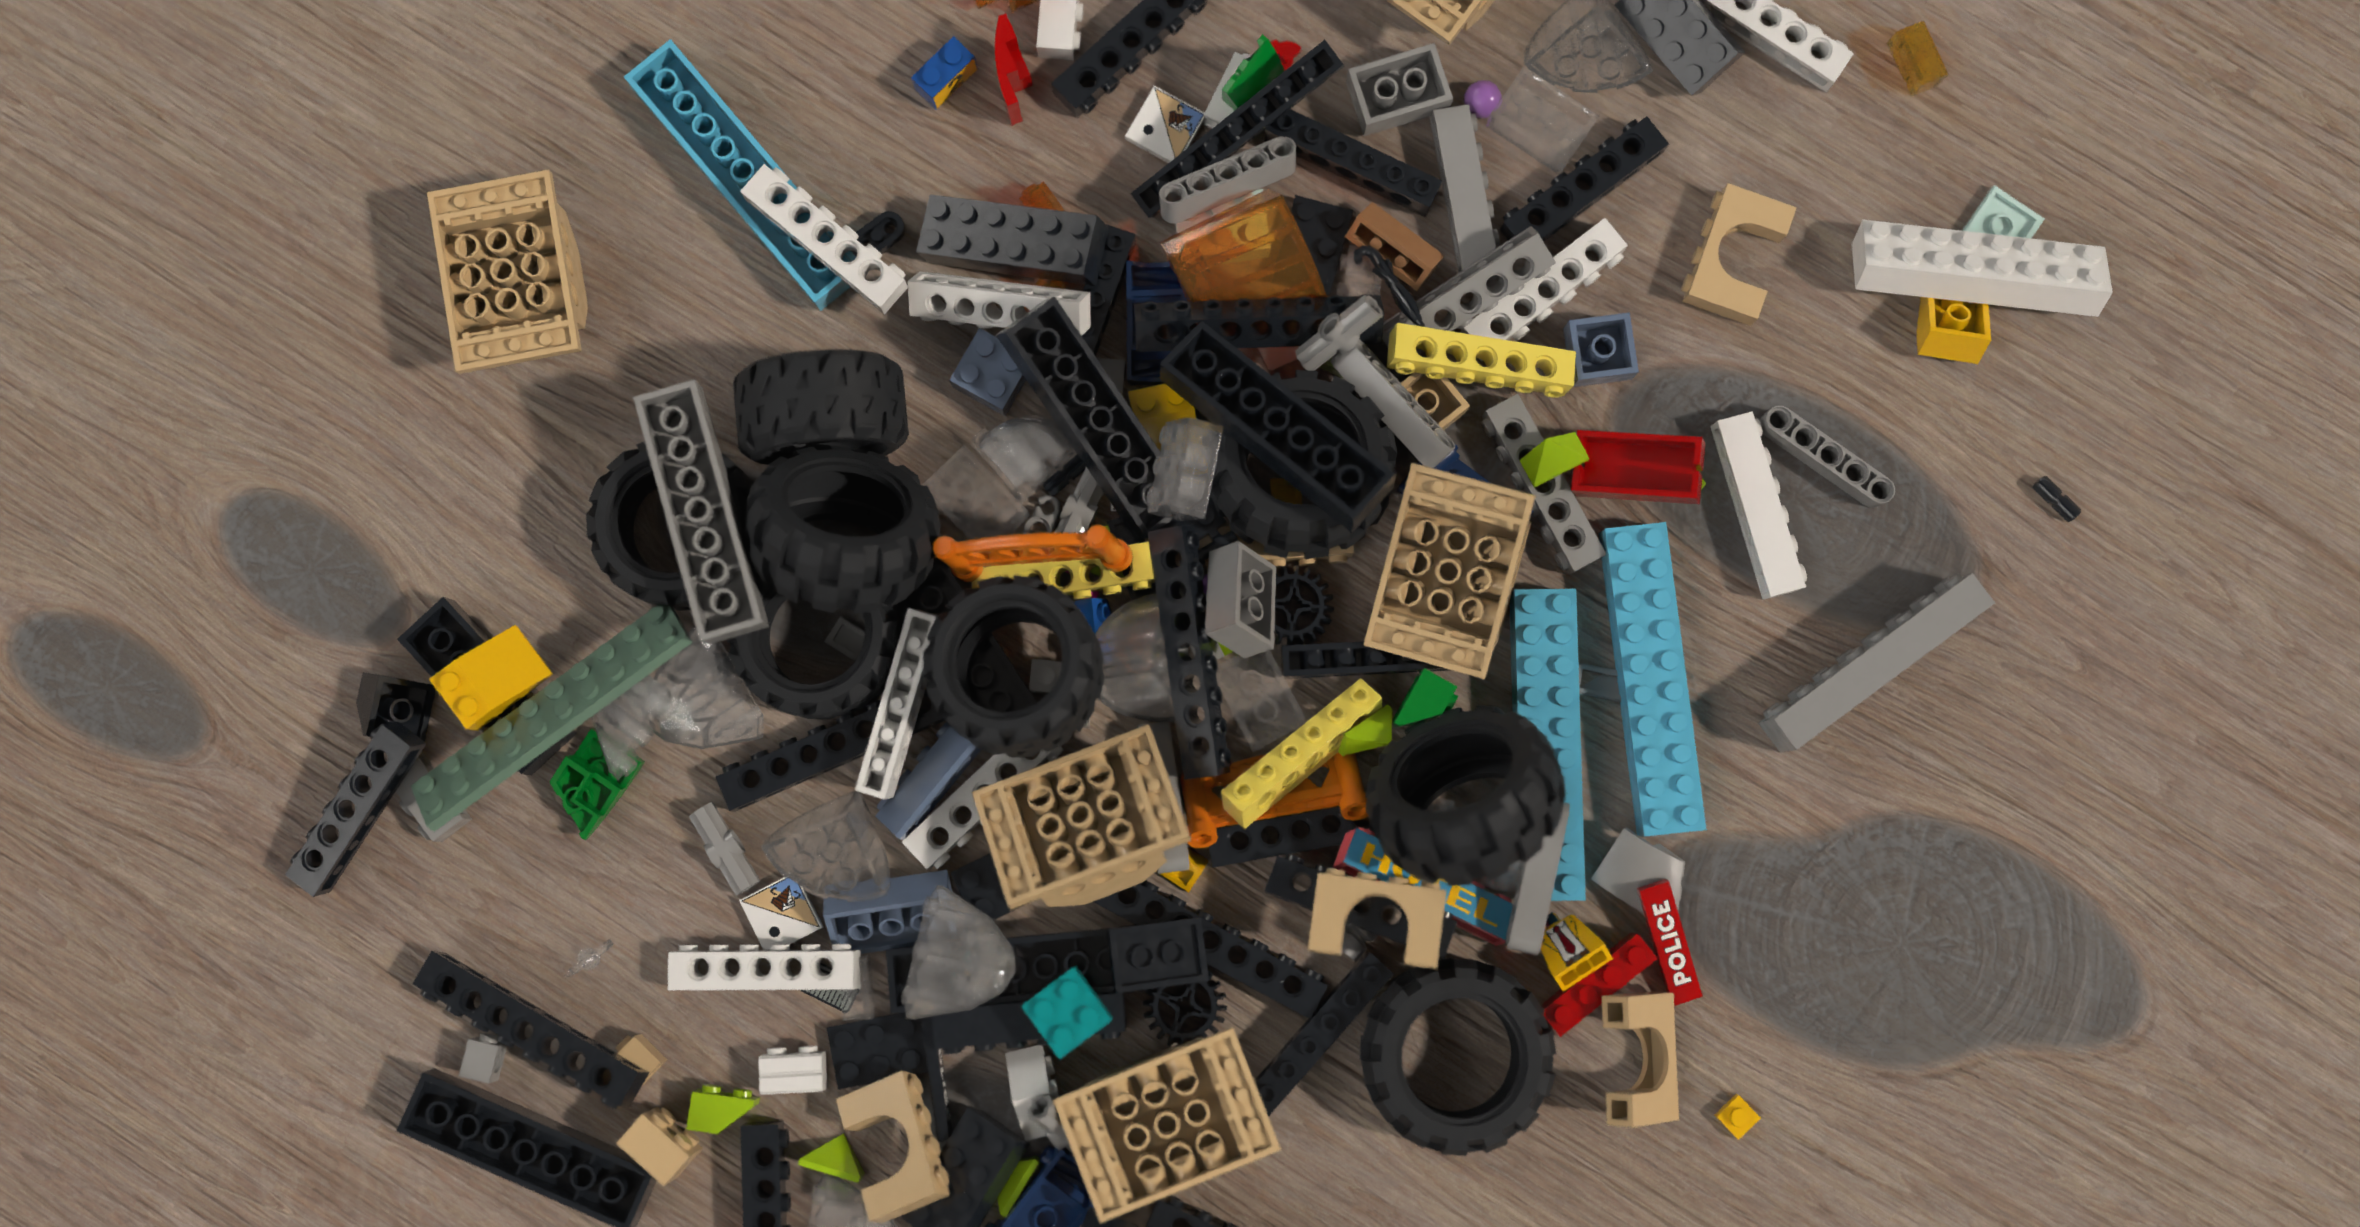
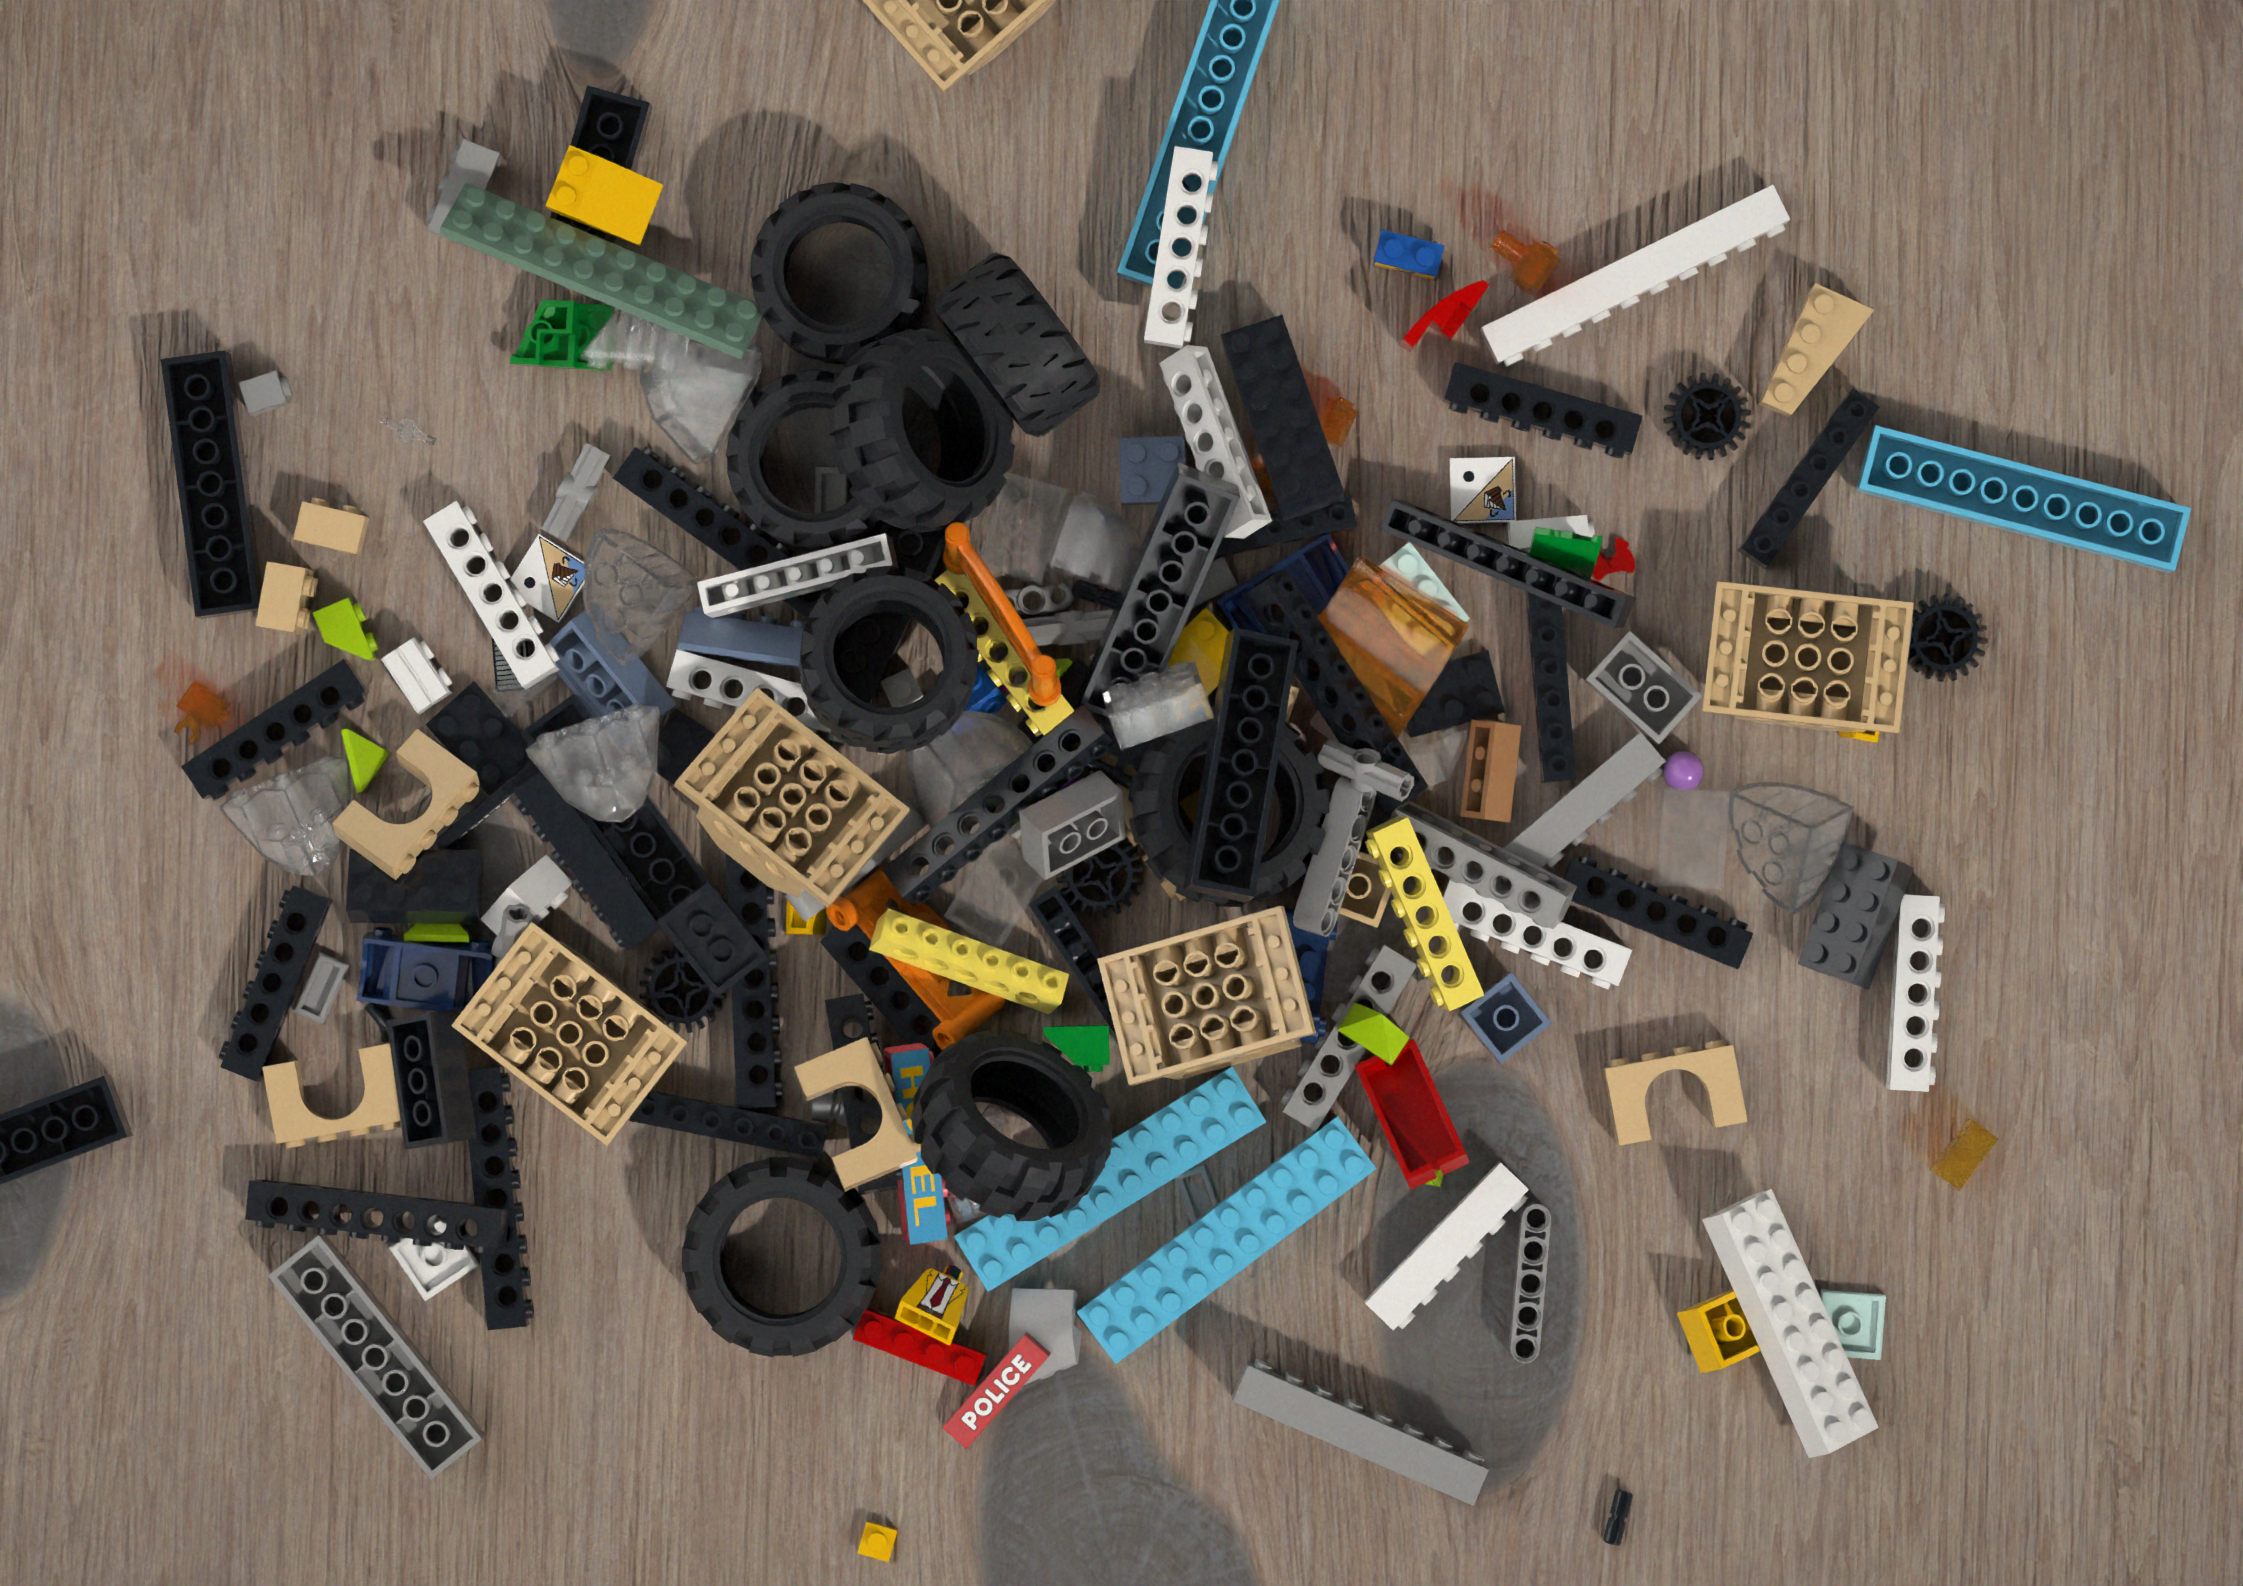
camera: 65 degrees right, 5 degrees up
(393, 700) = (524, 116): black slope -> none
(402, 750) = (493, 155): black brick -> none
(625, 1075) = (321, 307): black brick -> none
(700, 512) = (859, 299): light grey brick -> none
(875, 232) = (1218, 285): black plate -> none
(1067, 1012) = (614, 888): teal brick -> none
(1227, 179) = (1471, 583): light grey beam -> none
(1368, 734) = (1023, 1012): lime slope -> none
(1384, 270) = (1458, 775): black piece -> none
(1535, 893) = (971, 1239): light grey beam -> none
(1655, 1093) = (855, 1454): tan arch -> none

